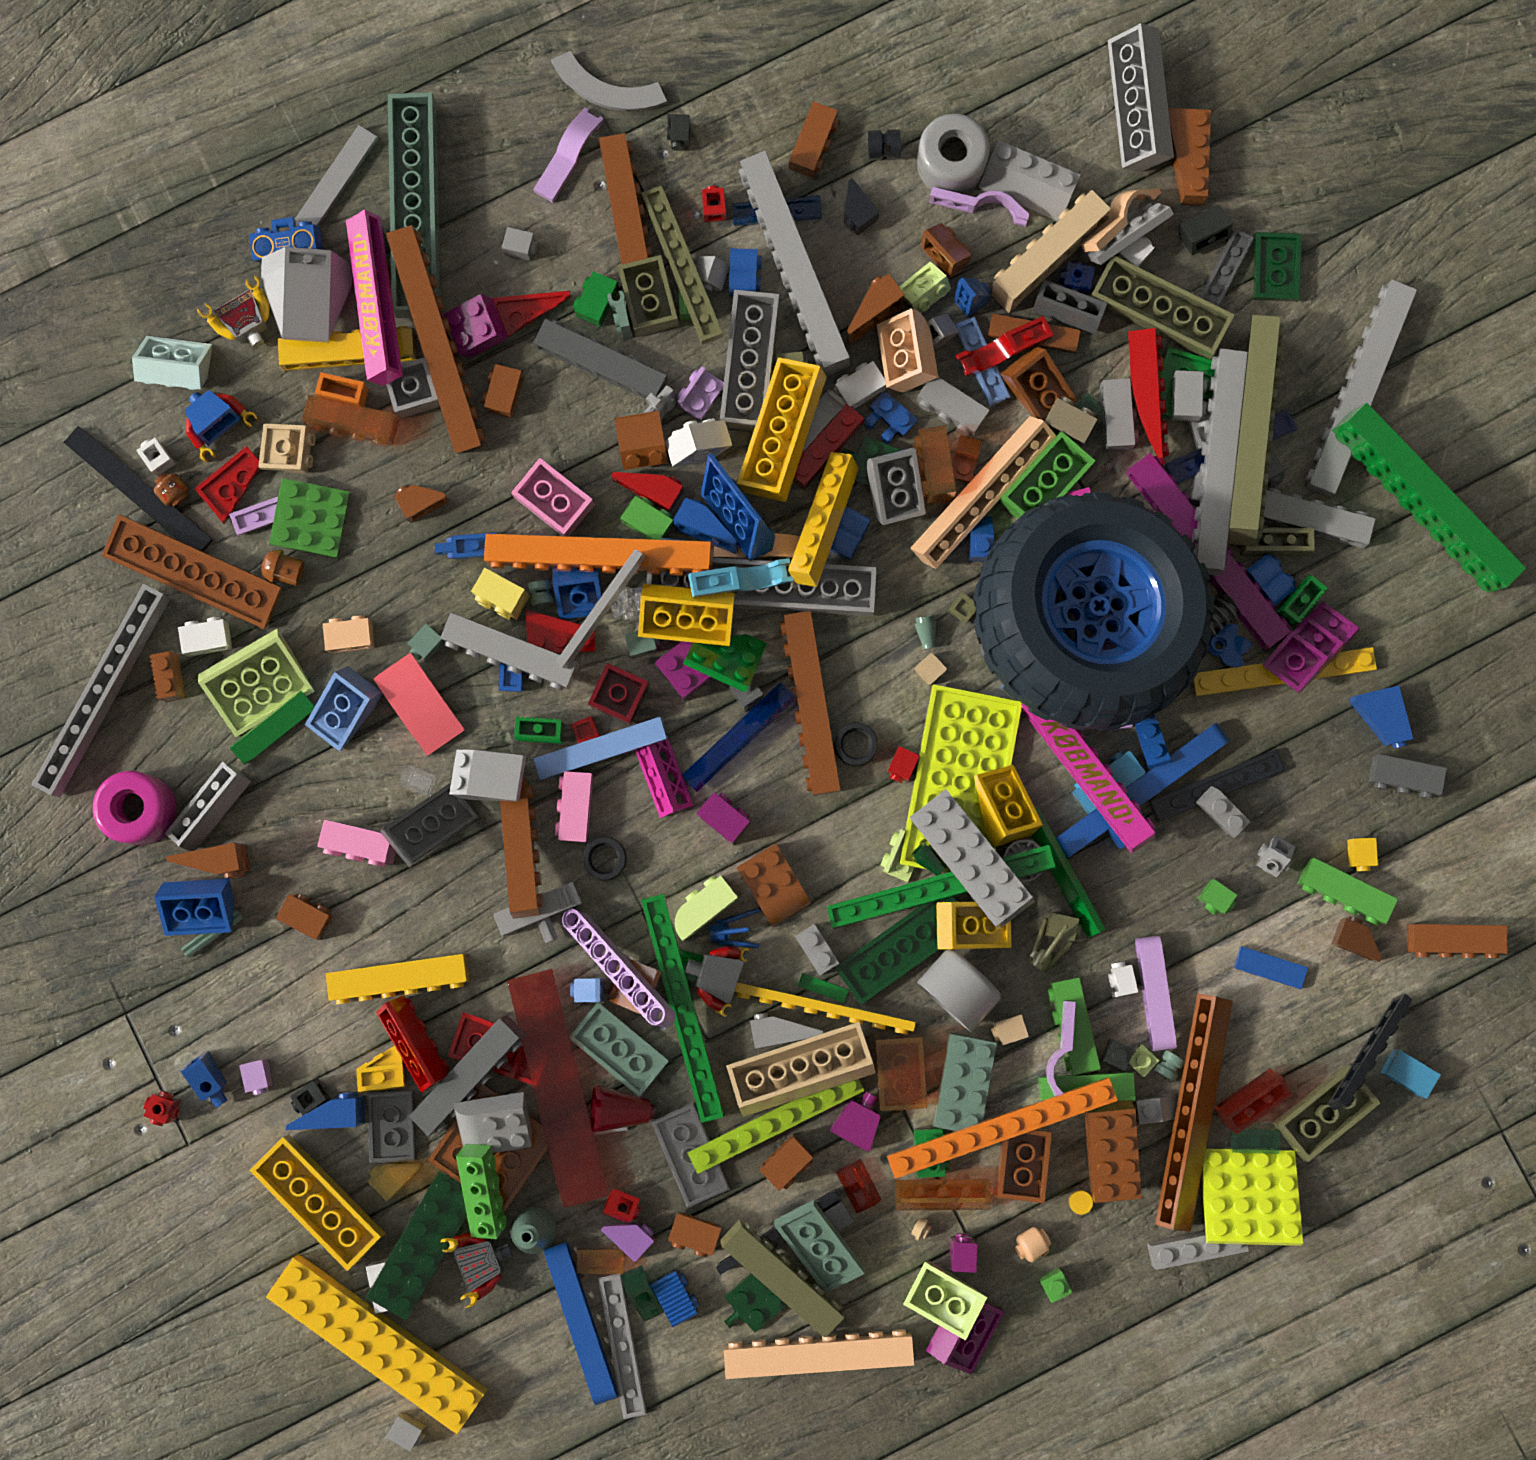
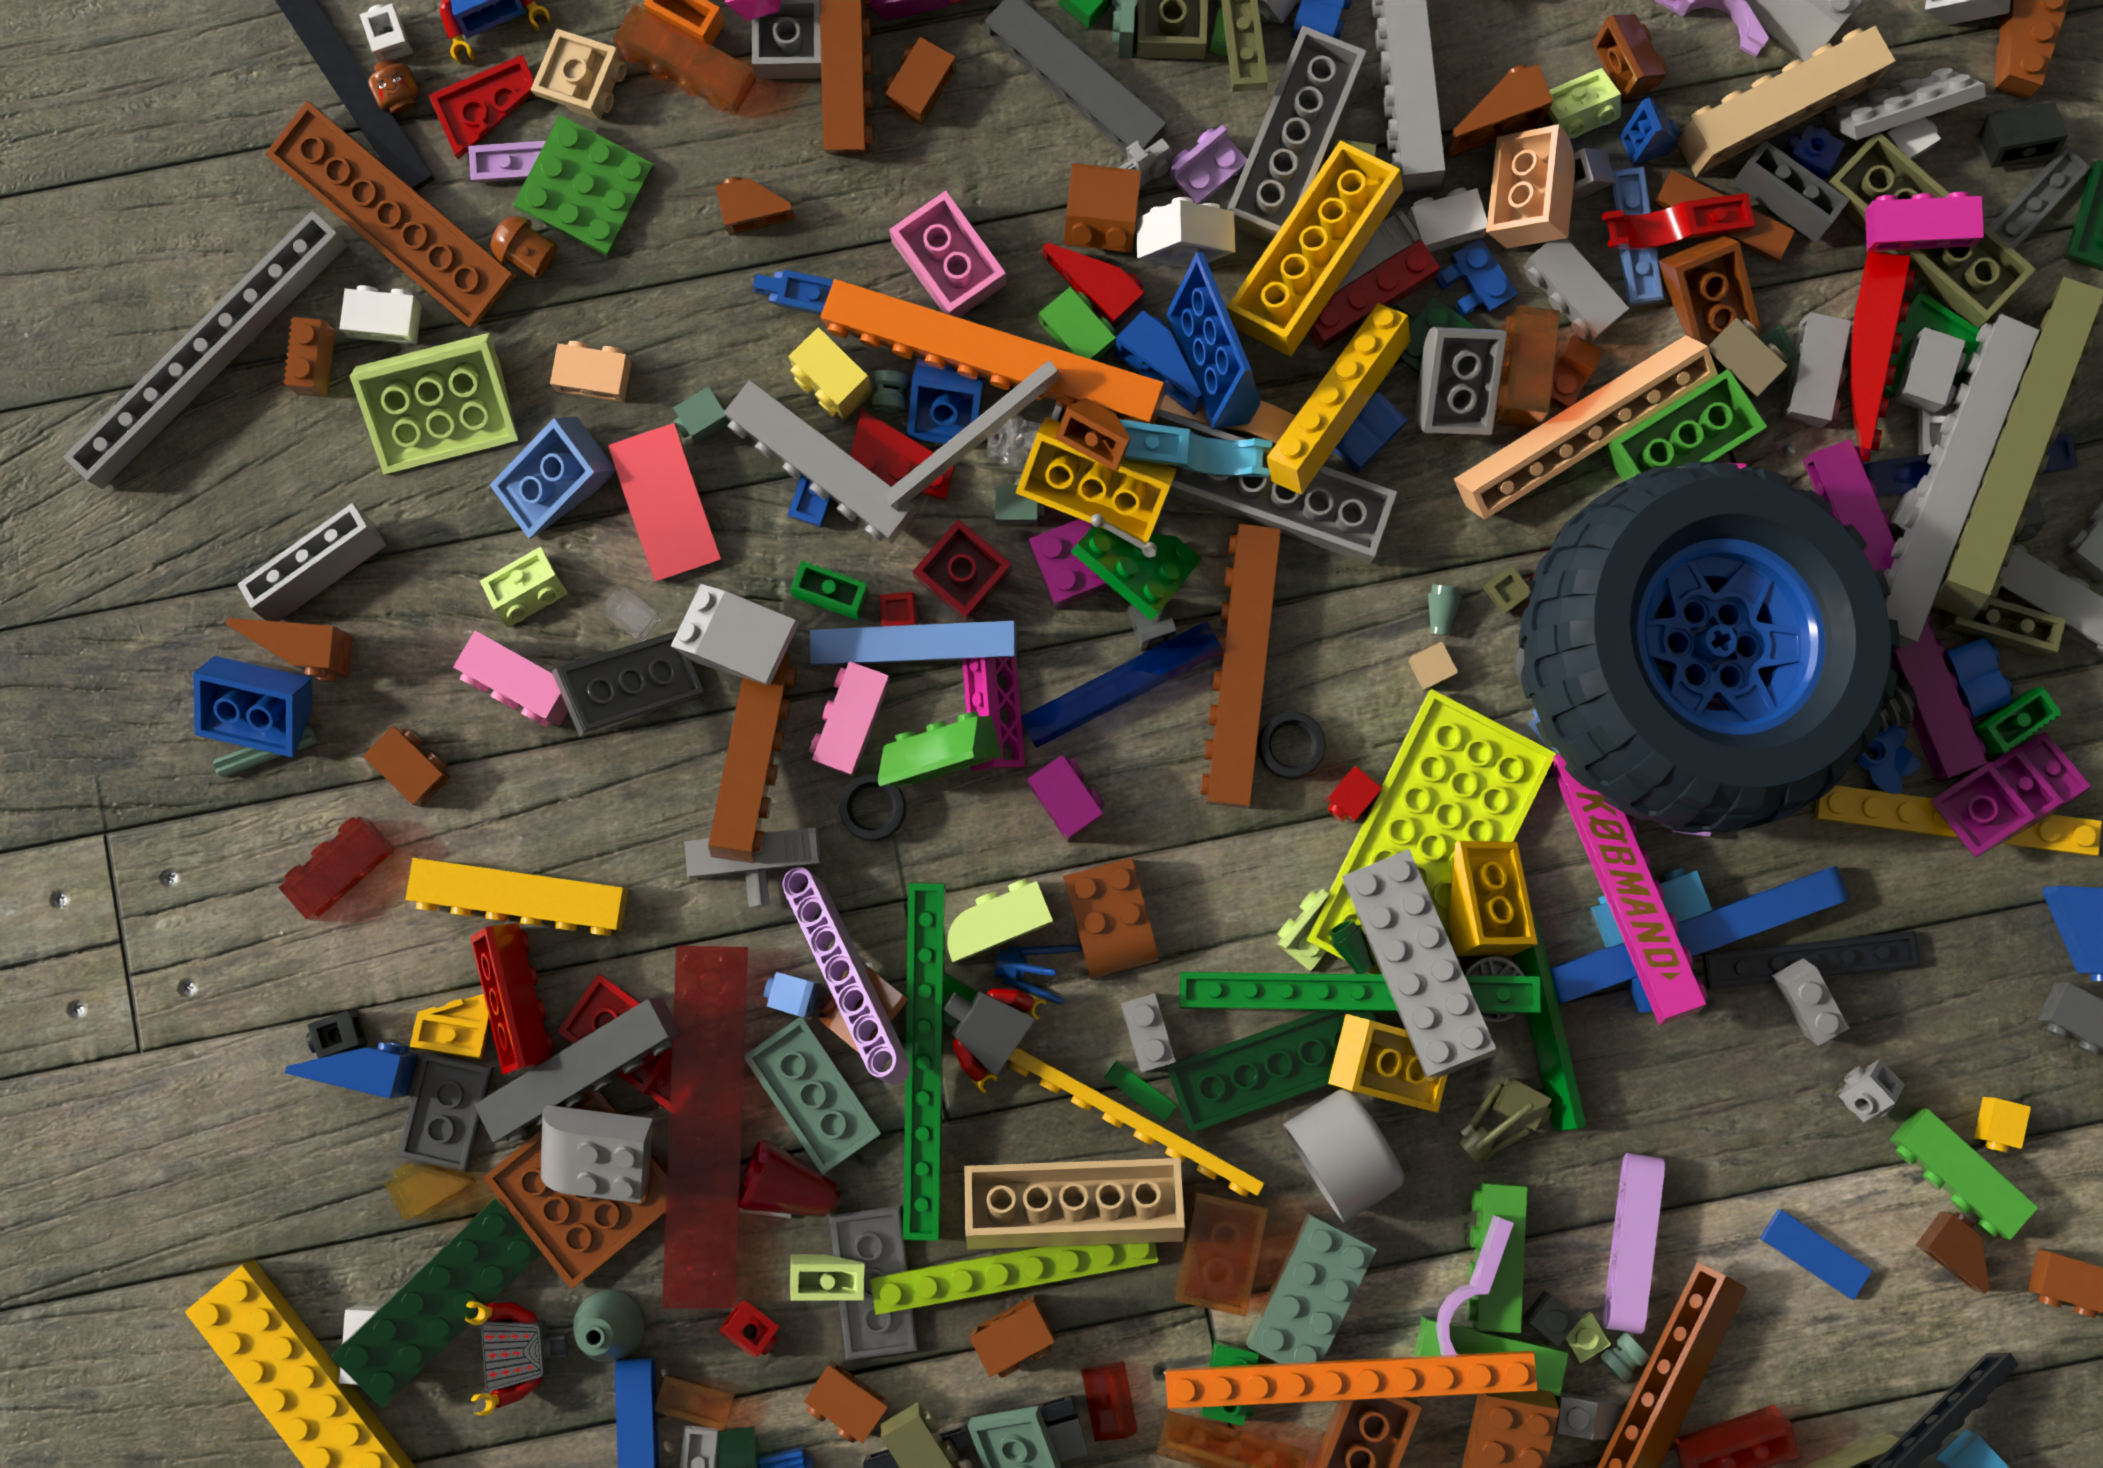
camera: 10 degrees right, 0 degrees up
(158, 811) = (234, 554): dark pink piece -> none
(169, 1106) = (126, 987): red brick -> none
(205, 1070) = (192, 962): blue torso -> none
(256, 1076) = (267, 980): lavender brick -> none
(272, 727) = (440, 475): green tile -> none
(278, 993) = (336, 867): none -> clear red brick
(317, 1202) = (302, 1192): yellow brick -> none
(345, 783) = (523, 587): none -> yellowish green bracket
(481, 1191) = (547, 1247): bright green brick -> none
(630, 1237) = (748, 1379): medium lavender slope -> none
(636, 811) = (939, 750): none -> bright green slope
(660, 1160) = (825, 1278): none -> yellowish green slope
(676, 586) = (1094, 433): none -> dark orange slope
(732, 648) = (1148, 549): none -> light grey hinge
(775, 1030) = (1053, 1135): light grey slope -> none
(858, 1122) = (1136, 1307): magenta torso -> none
(981, 540) = (1561, 498): blue slope -> none
(1009, 1030) = (1400, 1234): tan brick -> none
(1117, 218) = (1898, 79): light nougat piece -> none
(1122, 979) = (1590, 1208): white brick -> none
(1152, 742) = (1733, 869): blue hinge -> none
(1156, 305) = (1924, 222): none -> dark pink brick
(1217, 898) = (1766, 1127): bright green brick -> none

